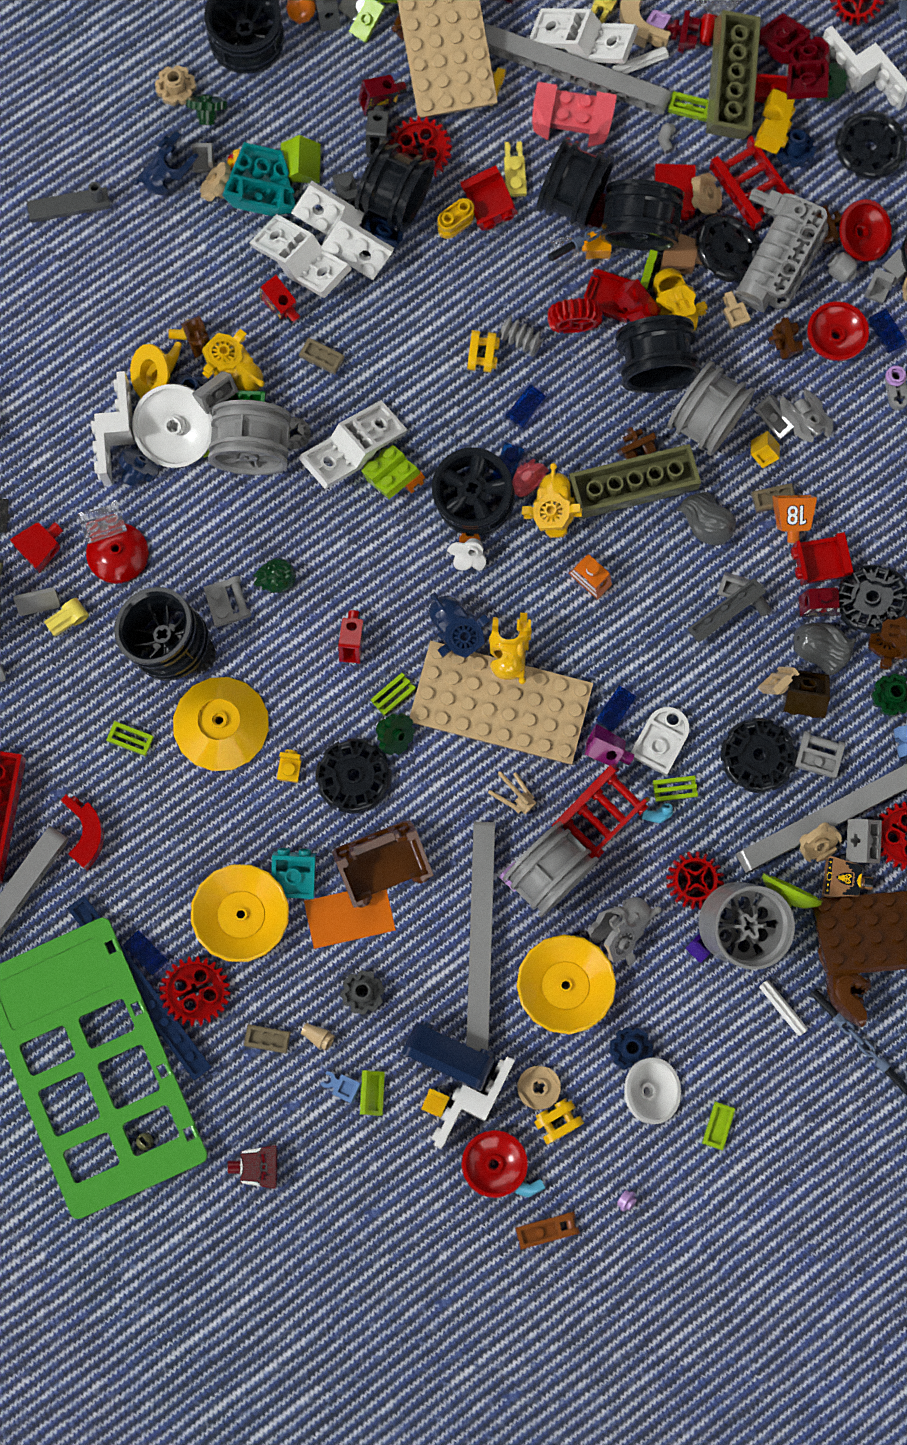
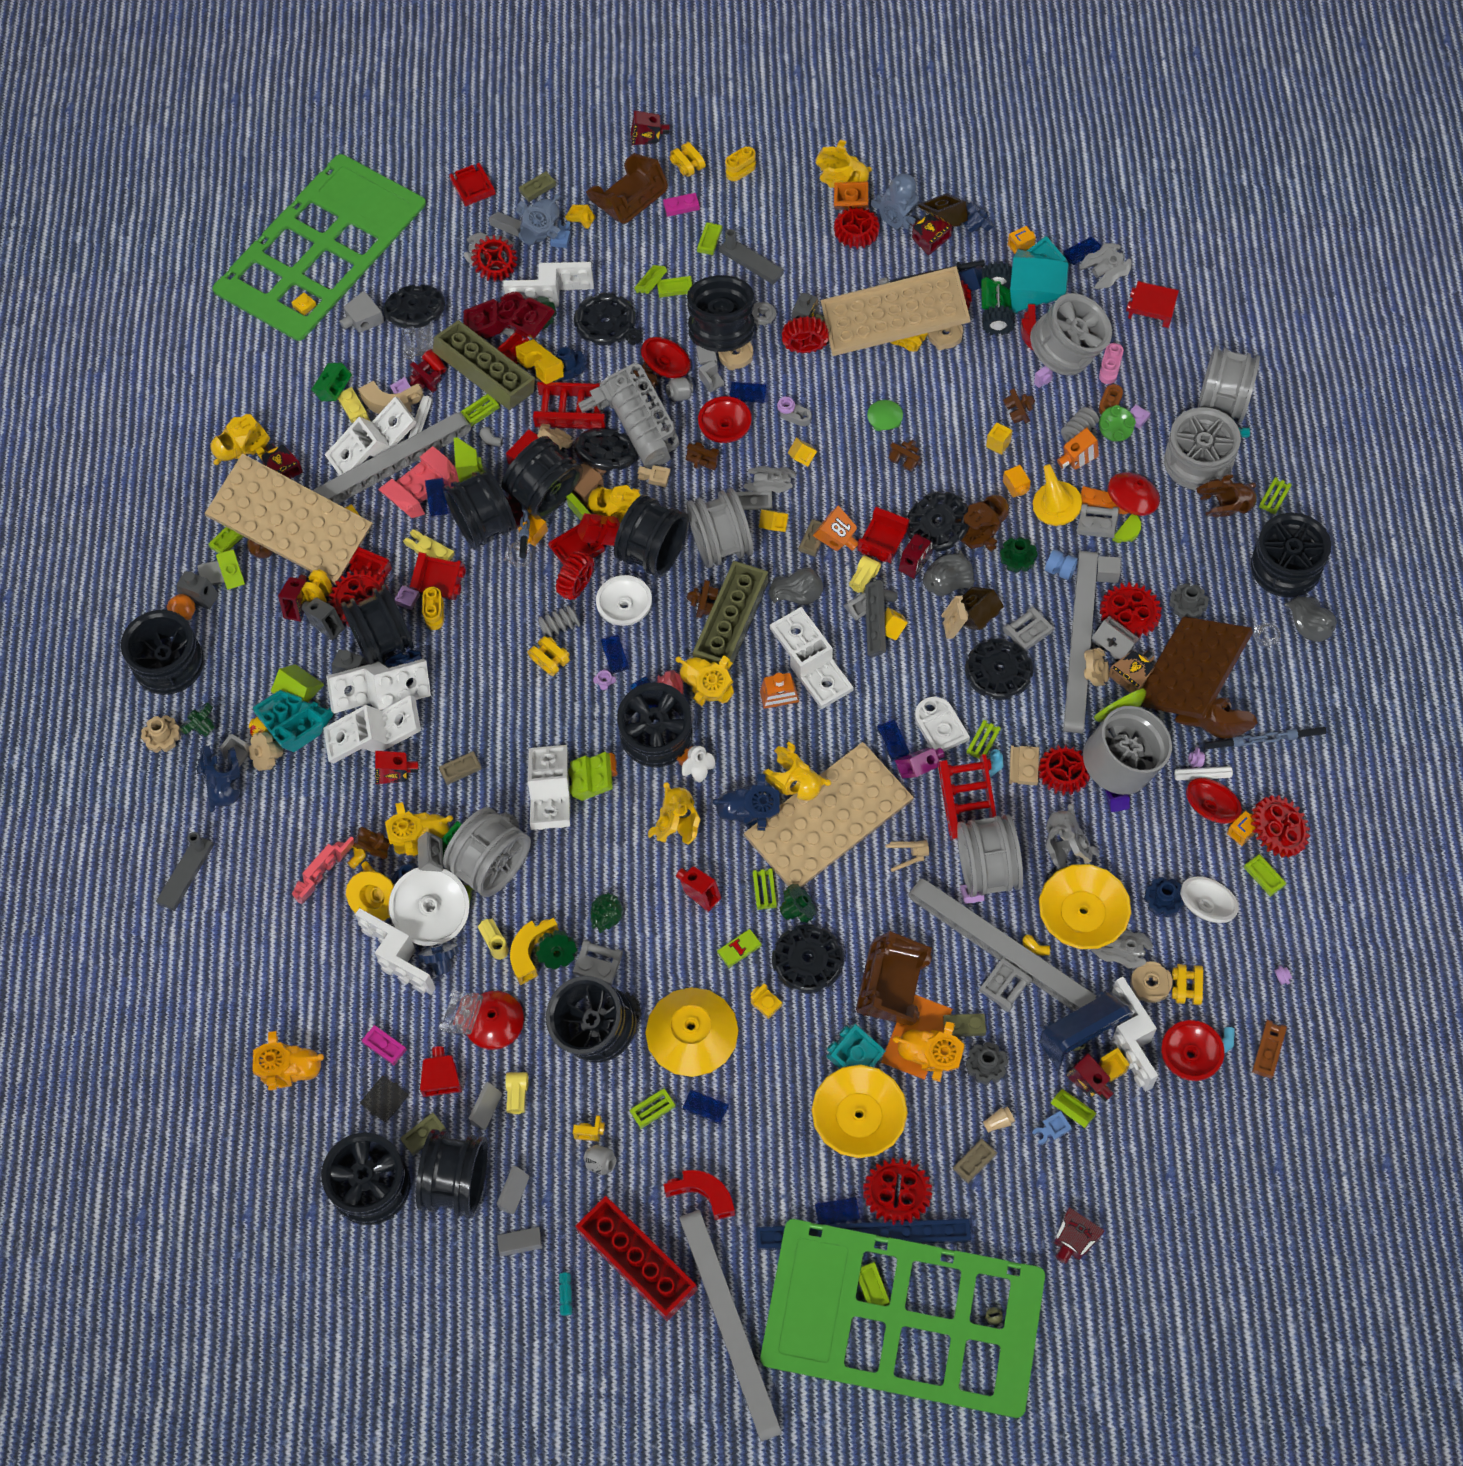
camera: 50 degrees left, 15 degrees down
(32, 481) = (384, 1045): none -> dark pink plate
(54, 727) = (600, 1160): none -> light grey head
(71, 699) = (586, 1132): none -> yellow bracket
(101, 1024) = (872, 1285): none -> lime tile
(153, 310) = (323, 862): none -> coral piece
(160, 782) = (705, 1107): none -> clear blue plate
(186, 498) = (493, 938): none -> light yellow piece
(195, 529) = (523, 945): none -> yellow arch
(209, 558) = (556, 949): none -> dark green plant
(322, 711) = (739, 948): none -> lime tile
(336, 938) = (932, 1049): none -> light orange helmet
(385, 950) = (967, 1024): none -> olive plate
(408, 104) = (318, 586): none -> yellow brick
(409, 1082) = (1090, 1078): none -> dark red torso
(415, 561) = (676, 804): none -> yellow helmet
(447, 954) = (1000, 980): none -> light grey plate
(451, 188) = (407, 597): none -> lavender plate
(459, 132) = (370, 562): none -> red hinge
(495, 410) = (604, 674): none -> lavender plate
(500, 964) = (1030, 943): none -> yellow arm
(554, 1047) = (1126, 950): none -> light grey piece
(572, 128) = (435, 497): none -> clear blue plate
(581, 364) = (623, 591): none -> white dish
(617, 138) = (465, 460): none -> lime slope
(643, 580) = (811, 657): none -> white bracket
(675, 841) = (1024, 765): none -> tan plate
(735, 630) = (894, 623): none -> yellow panel
(751, 1078) = (1241, 829): none -> light orange brick
(764, 1034) = (1213, 801): none -> red dish
(773, 1111) = (1280, 826): none -> red gear
(775, 568) = (865, 571): none -> light yellow piece
(792, 992) = (1196, 758): none -> lavender plate
(858, 425) = (802, 452): none -> yellow panel
(870, 189) = (633, 331): none -> black plate

